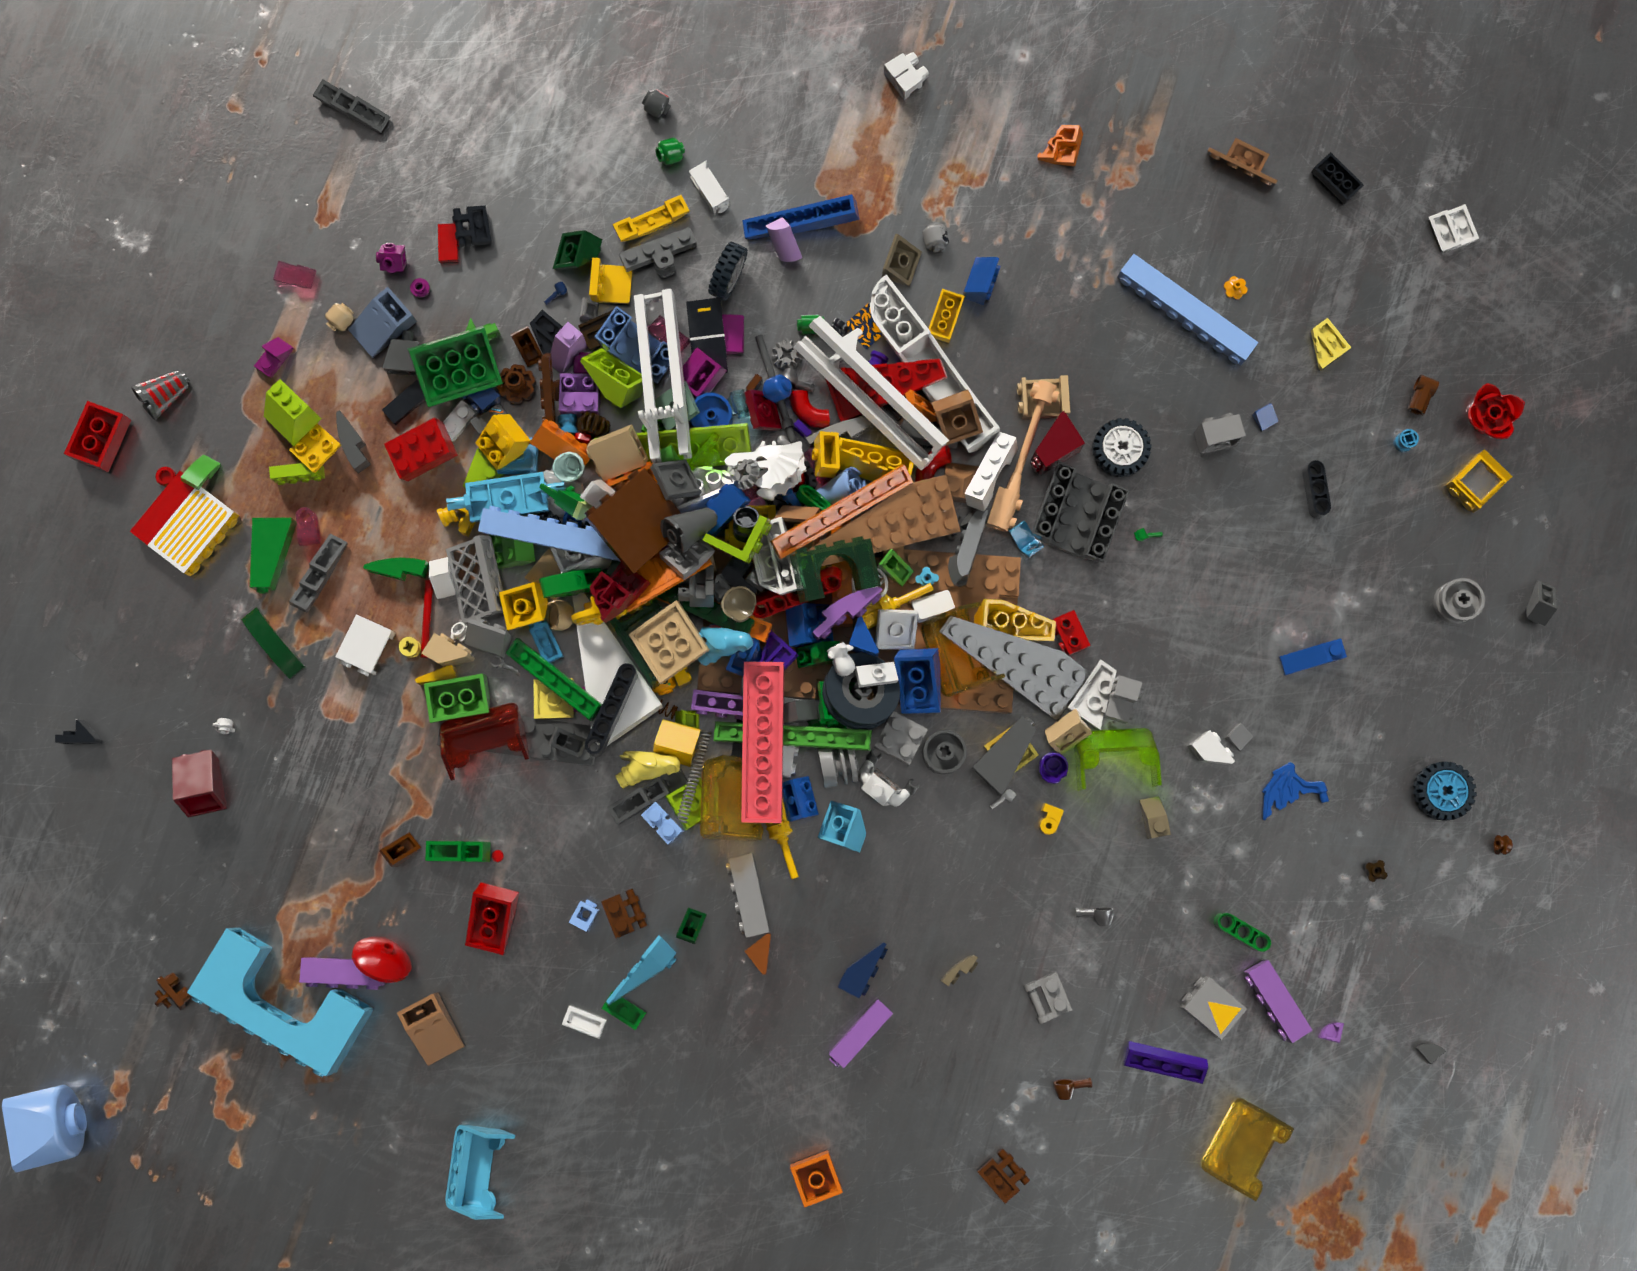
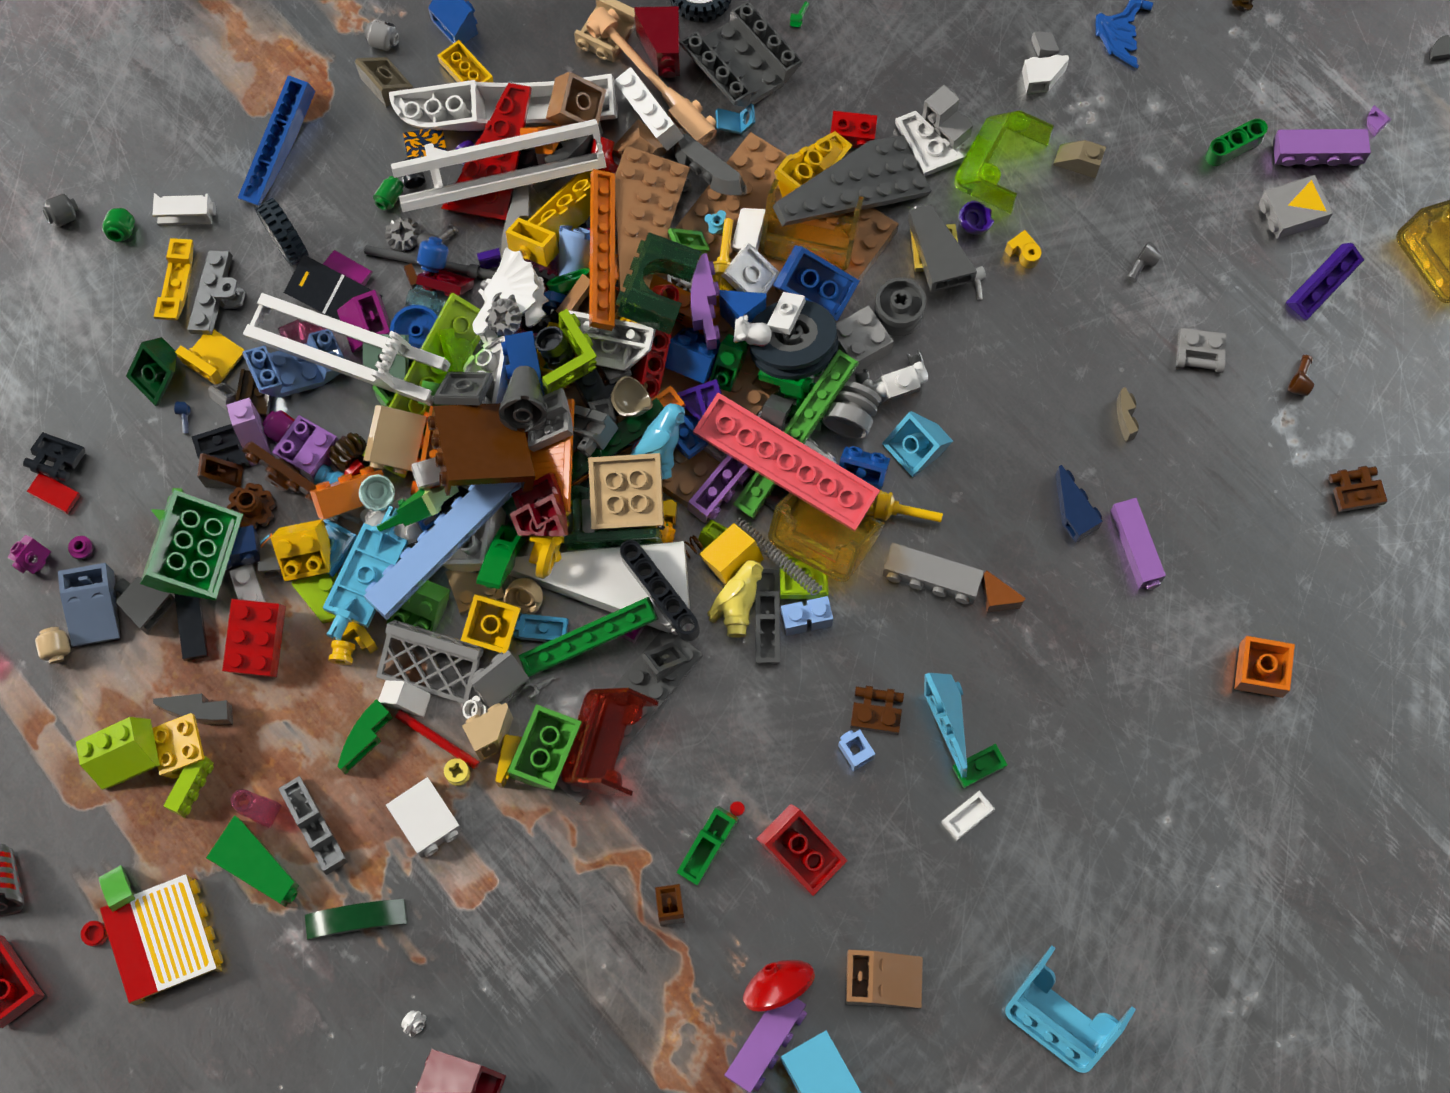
camera: 55 degrees left, 10 degrees down
(274, 356) = (45, 742): magenta slope -> none
(548, 704) = (610, 659): light yellow plate -> none
(613, 377) = (318, 400): lime slope -> none
(691, 926) = (932, 649): dark green slope -> none
(783, 240) = (288, 166): lavender brick -> none
(806, 412) = (469, 246): red cylinder -> none
(1067, 732) = (948, 184): tan panel -> none

